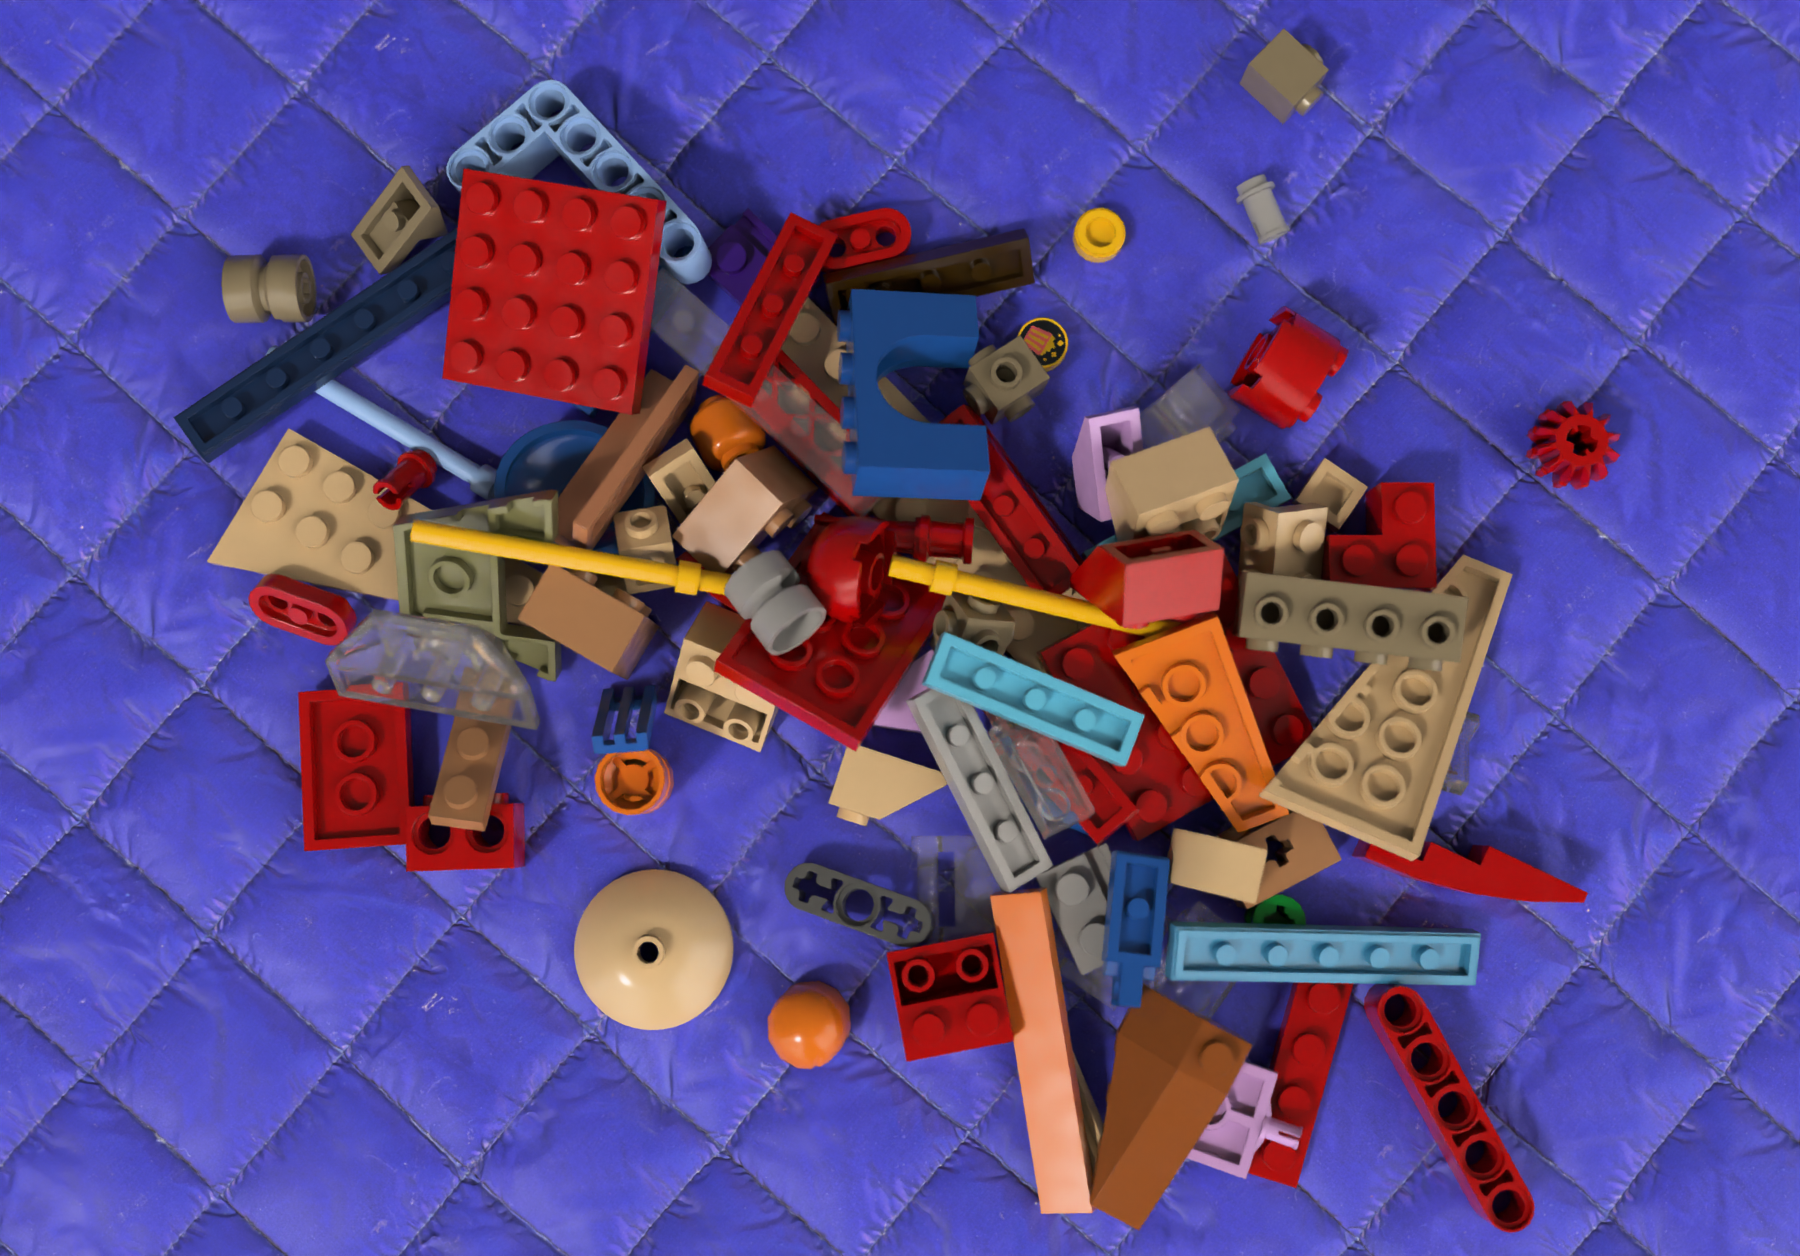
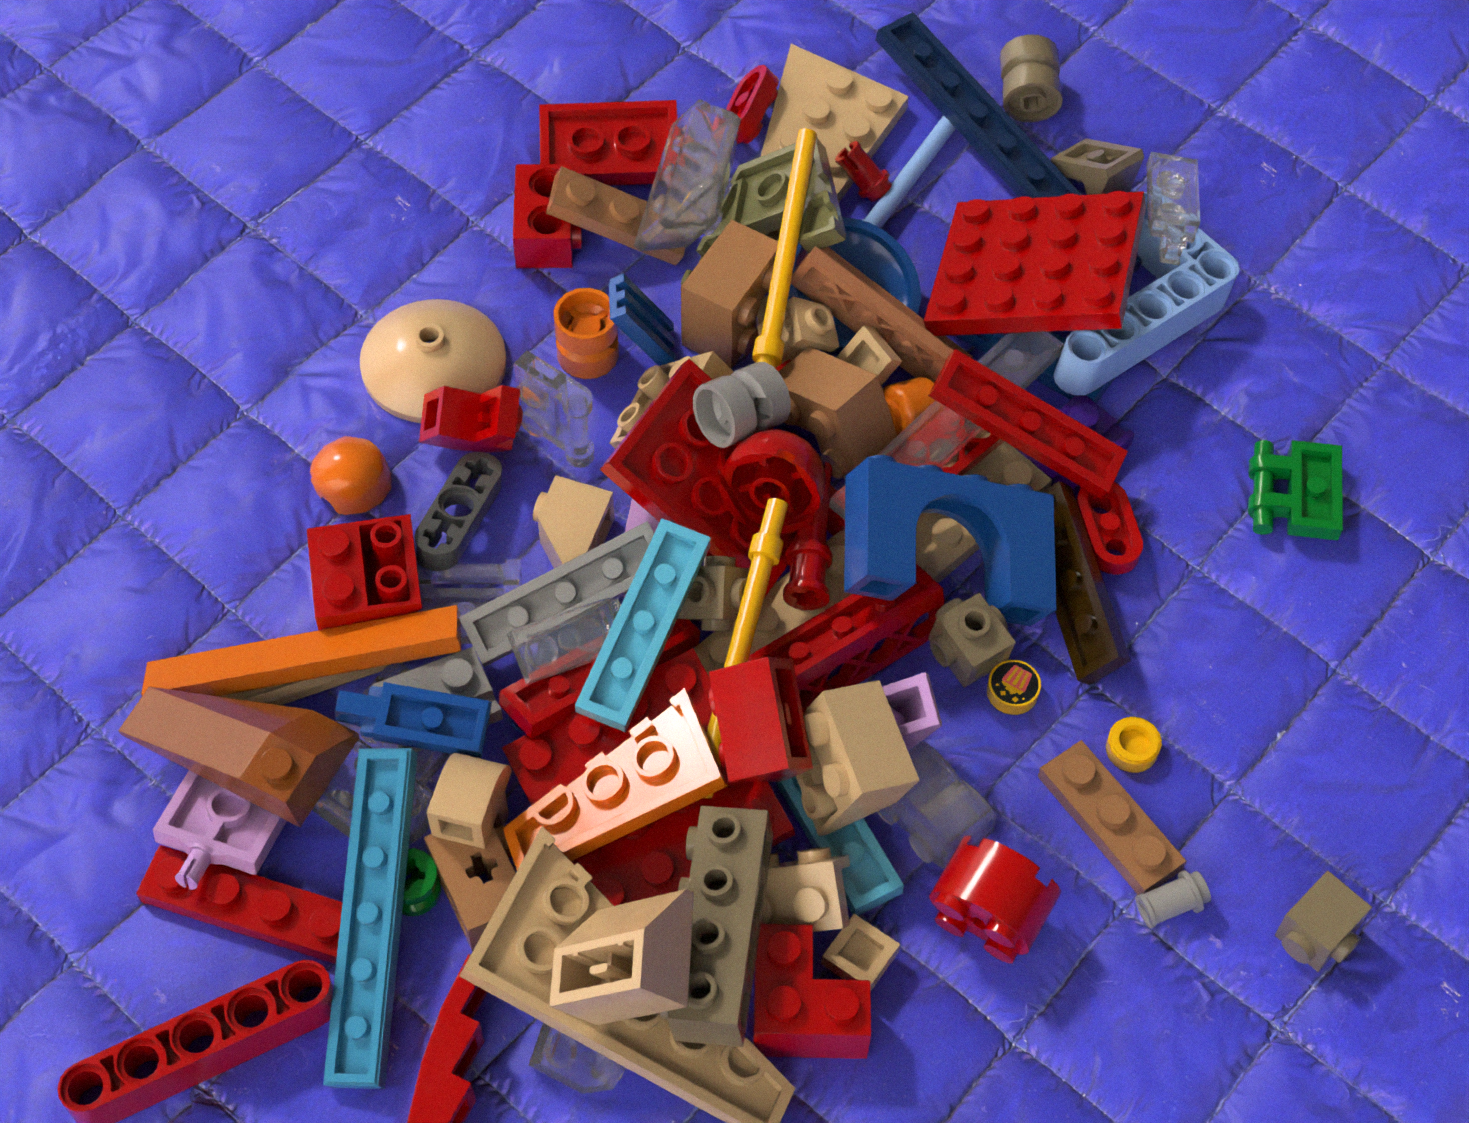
camera: 90 degrees right, 25 degrees down
(474, 139) = (1172, 203): none -> clear hinge
(736, 820) = (555, 408): none -> clear plate
(751, 899) = (470, 419): none -> red brick
(812, 37) = (1314, 489): none -> green plate
(1177, 261) = (1111, 818): none -> medium nougat plate
(1414, 700) = (626, 961): none -> tan slope

